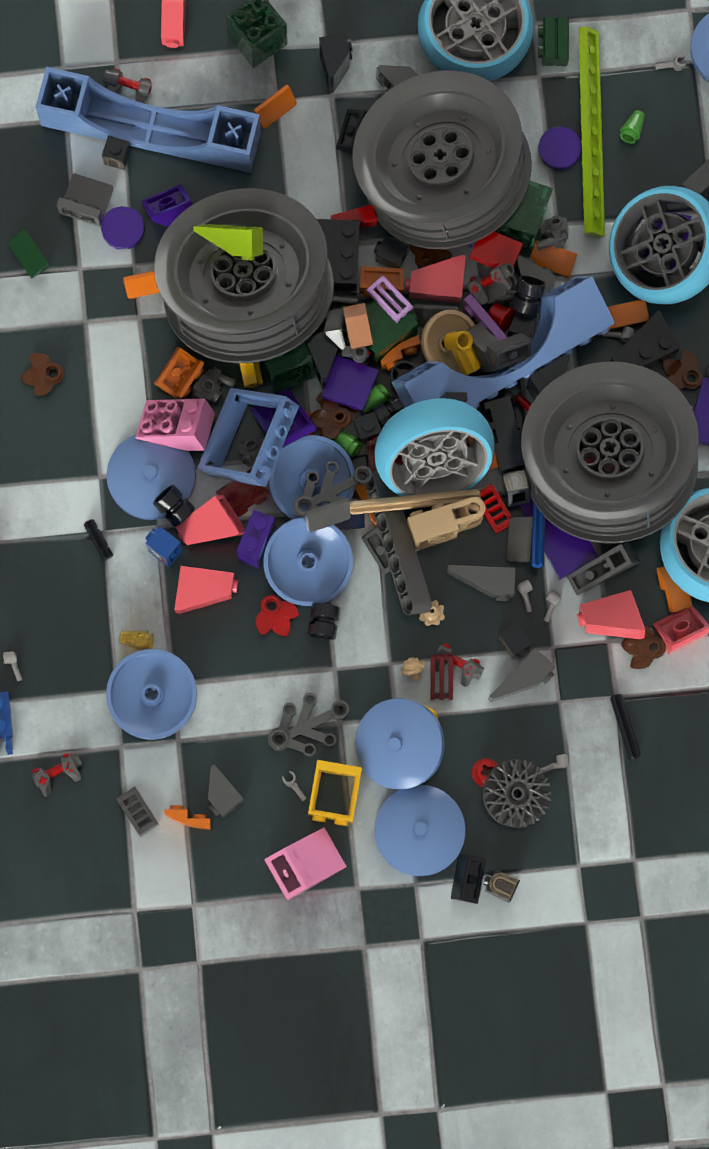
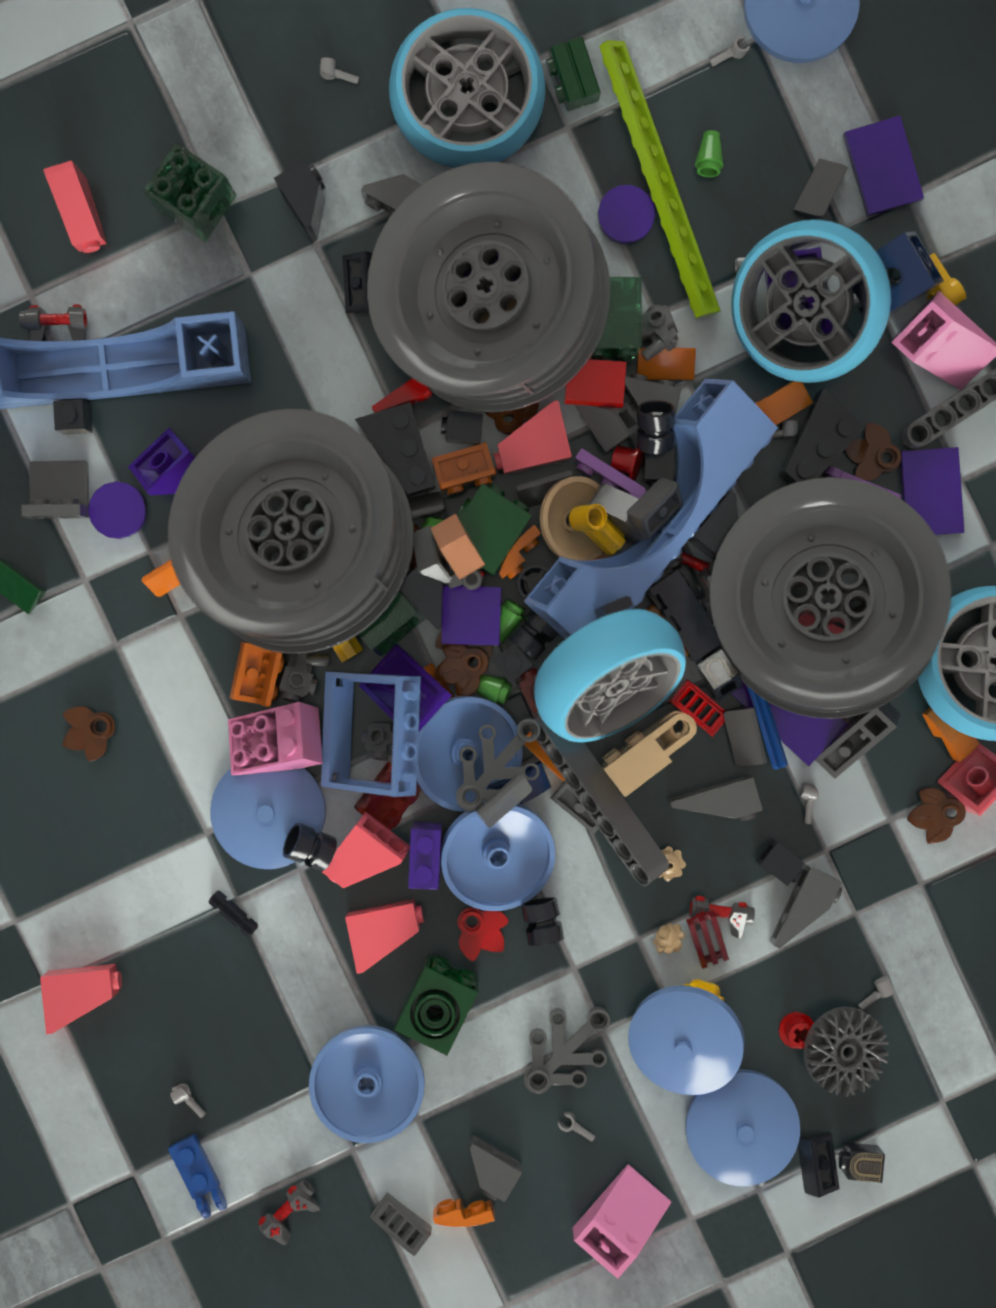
camera: 20 degrees left, 10 degrees up
(137, 639) = (328, 1020): clear yellow cone -> none
(163, 546) = (314, 901): blue brick -> none
(227, 636) = (440, 986): none -> dark green brick
(235, 240) = (260, 494): lime slope -> none
(275, 106) = (251, 286): orange slope -> none
(337, 769) = (621, 1093): yellow window -> none
(402, 312) = (507, 508): lavender tile -> none
(411, 501) = (603, 742): tan axle -> none
(500, 274) = (613, 415): dark grey piece -> none
(523, 588) = (769, 792): light grey hand -> none
(612, 616) = (890, 793): coral slope -> none
(625, 726) = (945, 918): black axle -> none

